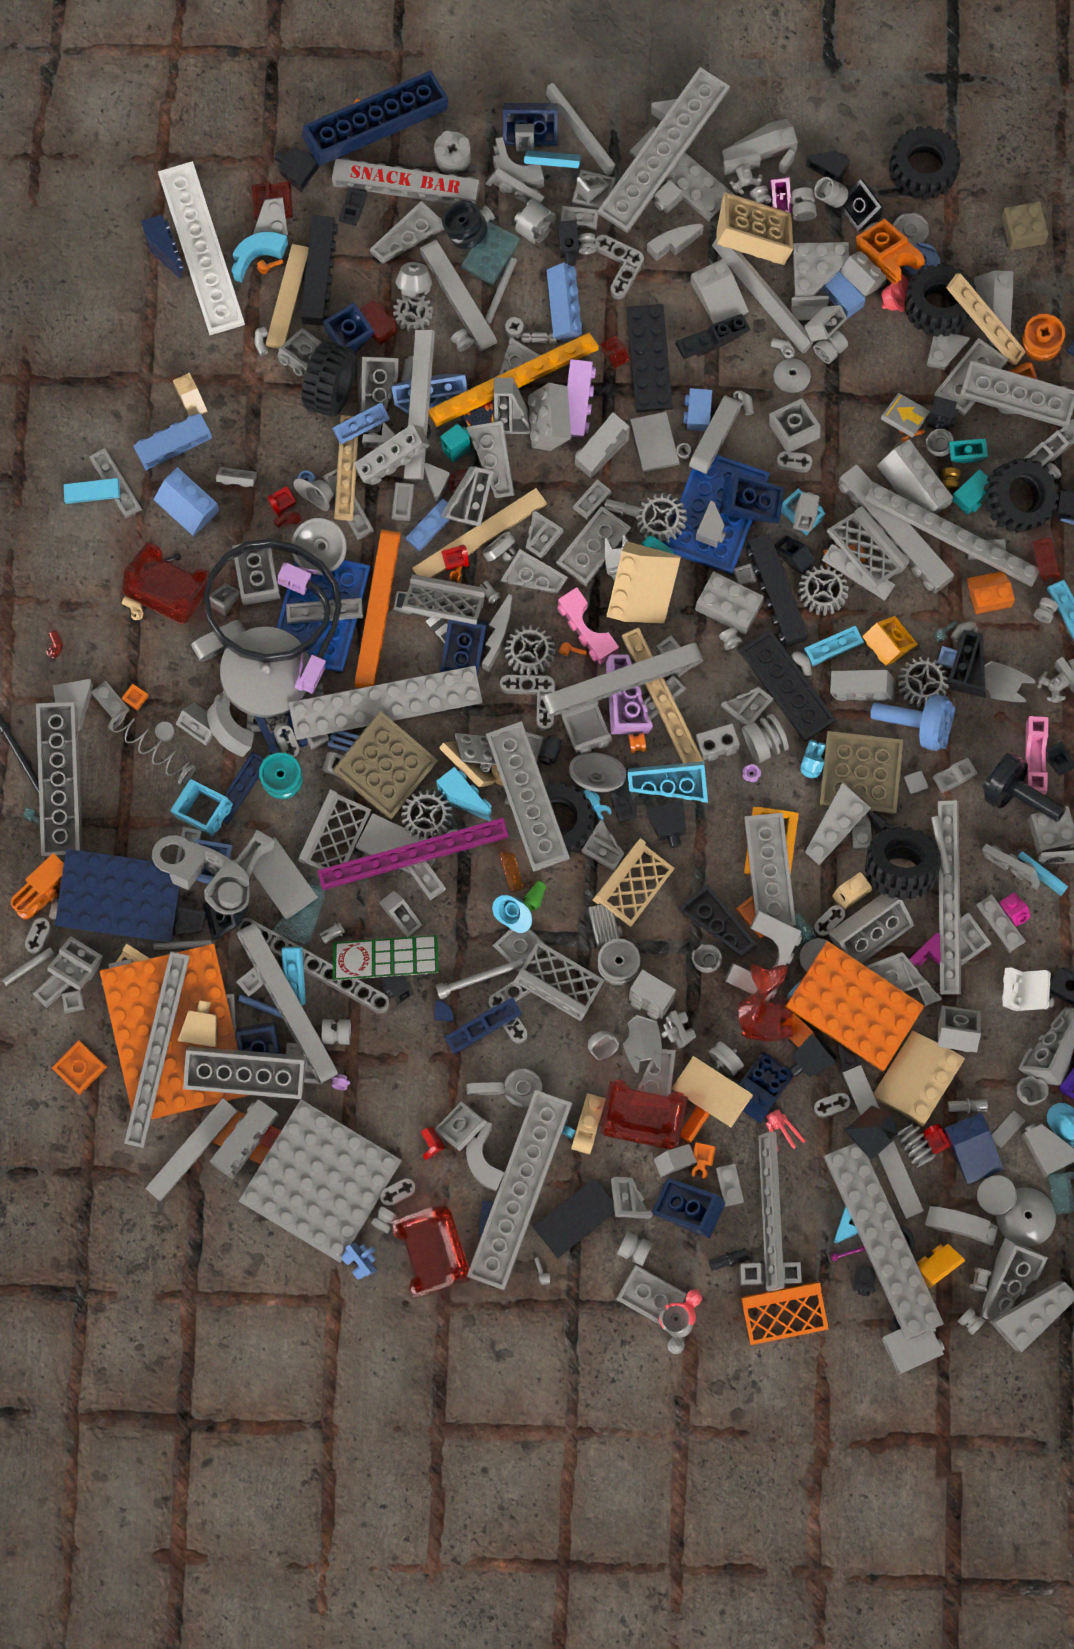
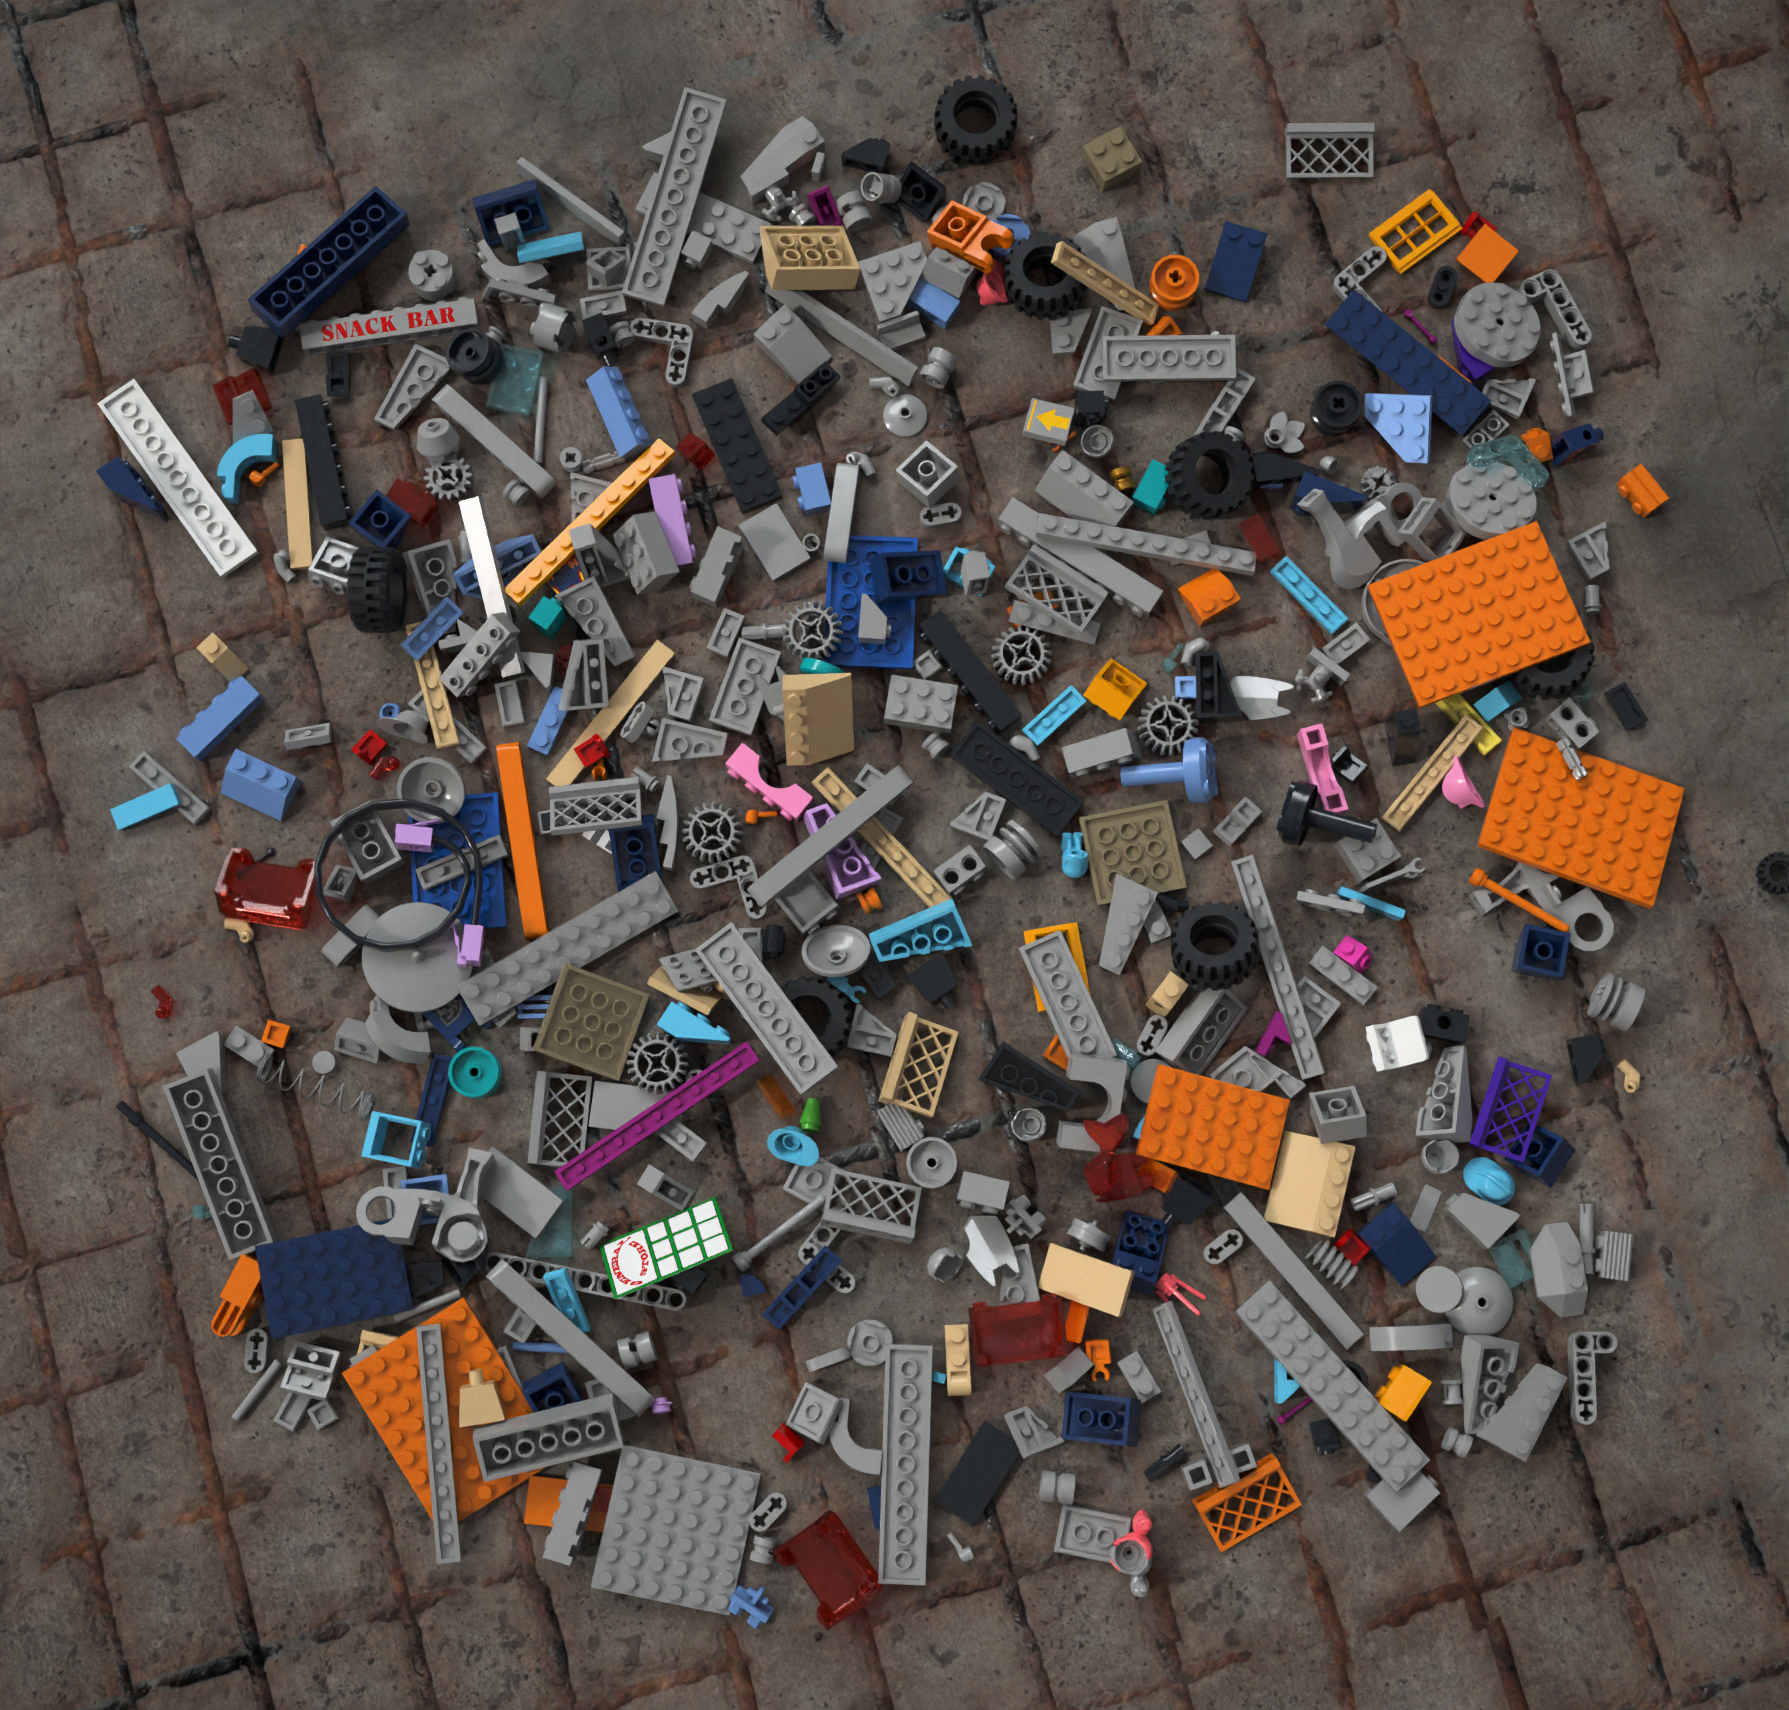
camera: 20 degrees left, 5 degrees up
(79, 1067) = (355, 1488): orange tile -> none
(191, 1149) = (517, 1542): light grey tile -> none
(290, 738) = (465, 1032): light grey beam -> none
(751, 768) = (1015, 892): lavender plate -> none
(794, 554) = (975, 623): black slope -> none
(825, 323) = (924, 343): light grey brick -> none
(873, 1131) = (1280, 1265): black slope -> none
(940, 842) = (1246, 904): light grey bar -> none
(968, 451) = (1133, 441): teal slope -> none
(1046, 610) = (1278, 598): light grey wheel -> none

